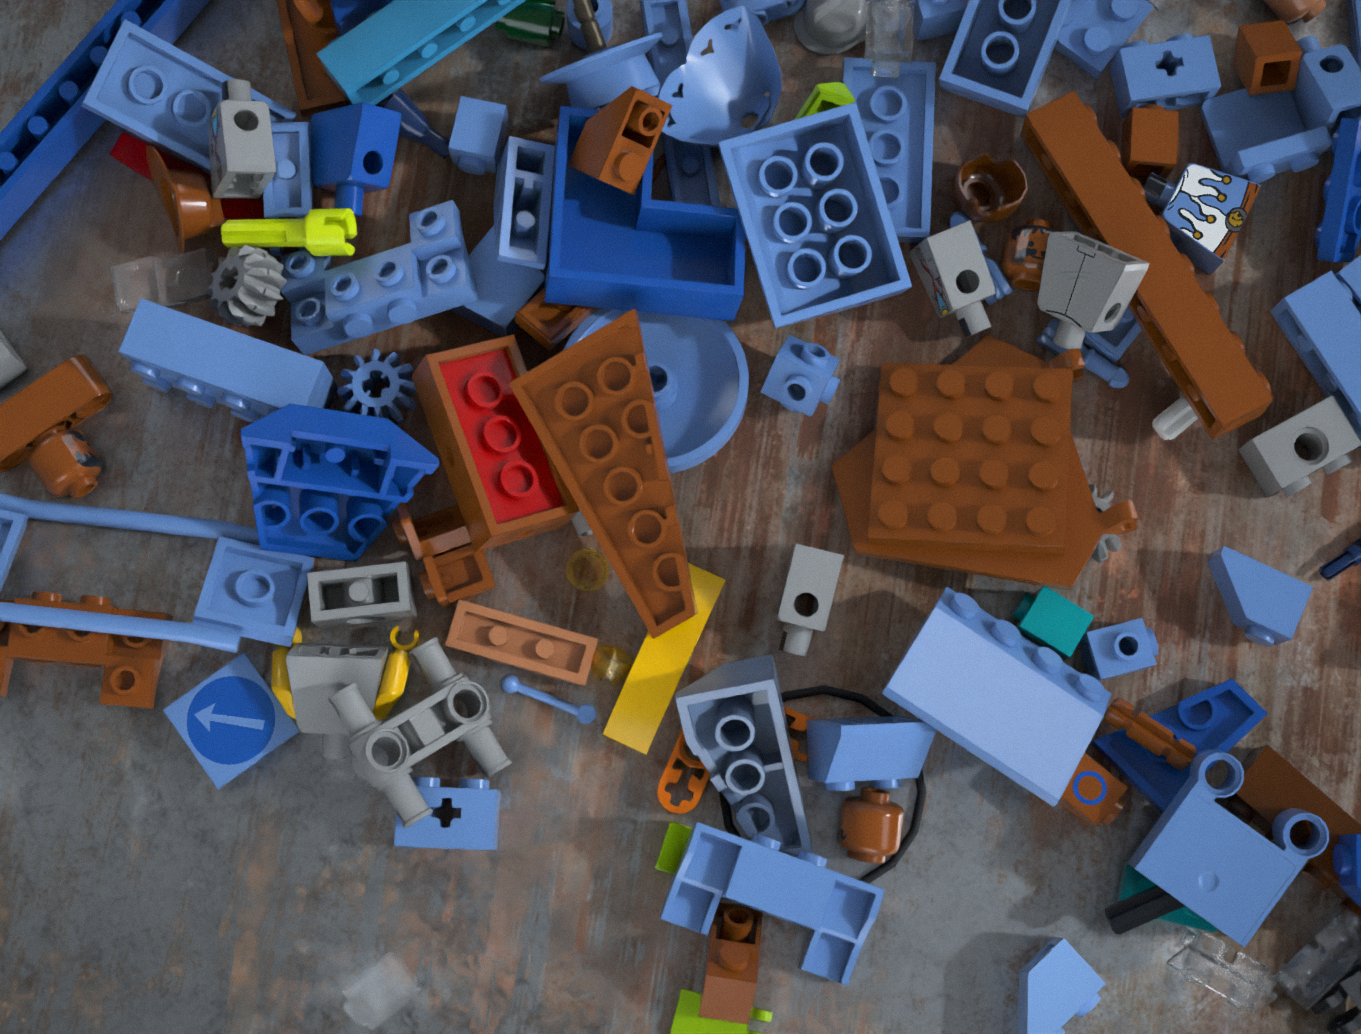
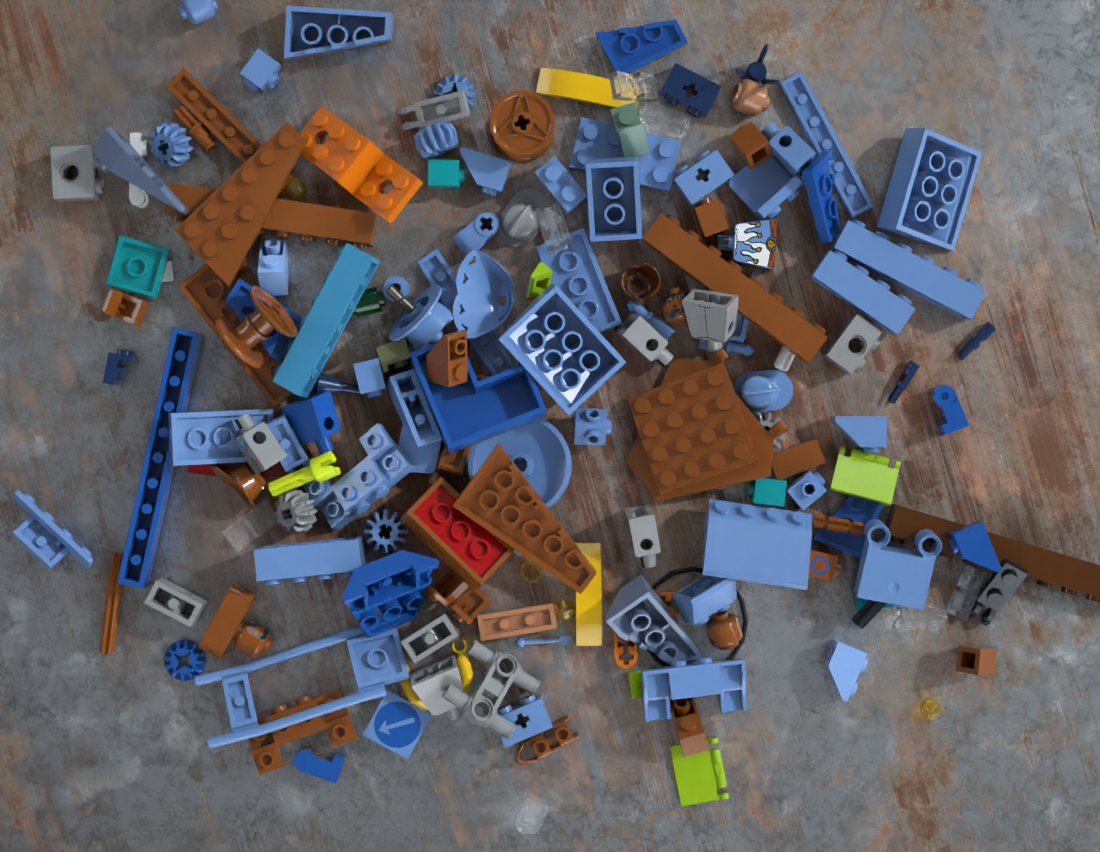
camera: 20 degrees left, 10 degrees up
(53, 717) = (319, 765): none -> blue leg
(459, 877) = (541, 745): none -> dark orange piece
(533, 114) = (395, 354): none -> olive brick
(1119, 458) = (764, 390): none -> medium blue piece
(1124, 594) = (797, 458): none -> dark orange tile
(1231, 675) = (865, 476): none -> lime piece

